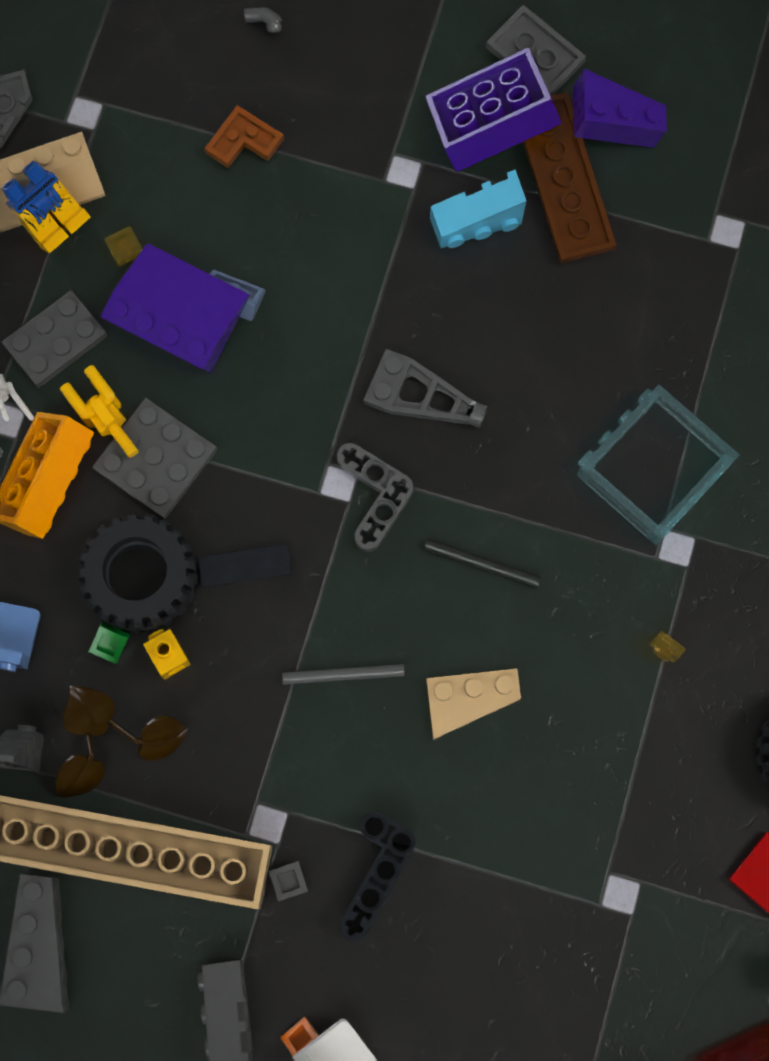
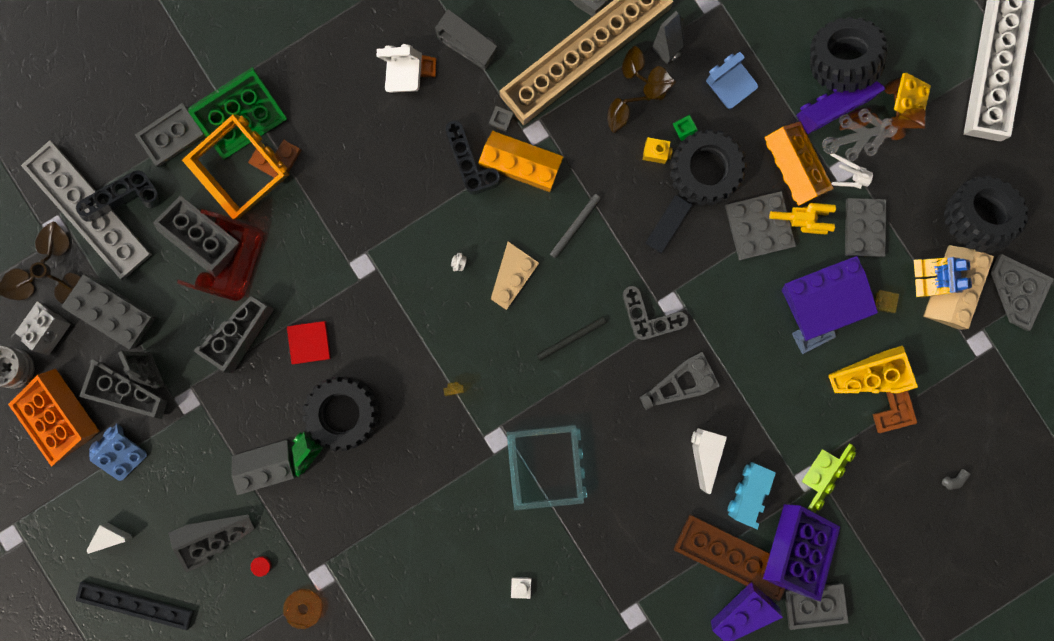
camera: 130 degrees right, 10 degrees up
(214, 188) = (879, 373): none -> yellow wedge
(319, 809) = (520, 161): none -> light orange slope
(382, 158) = (824, 474): none -> lime bracket
(474, 296) = (707, 454): none -> white slope
(512, 776) = (458, 262): none -> white plate

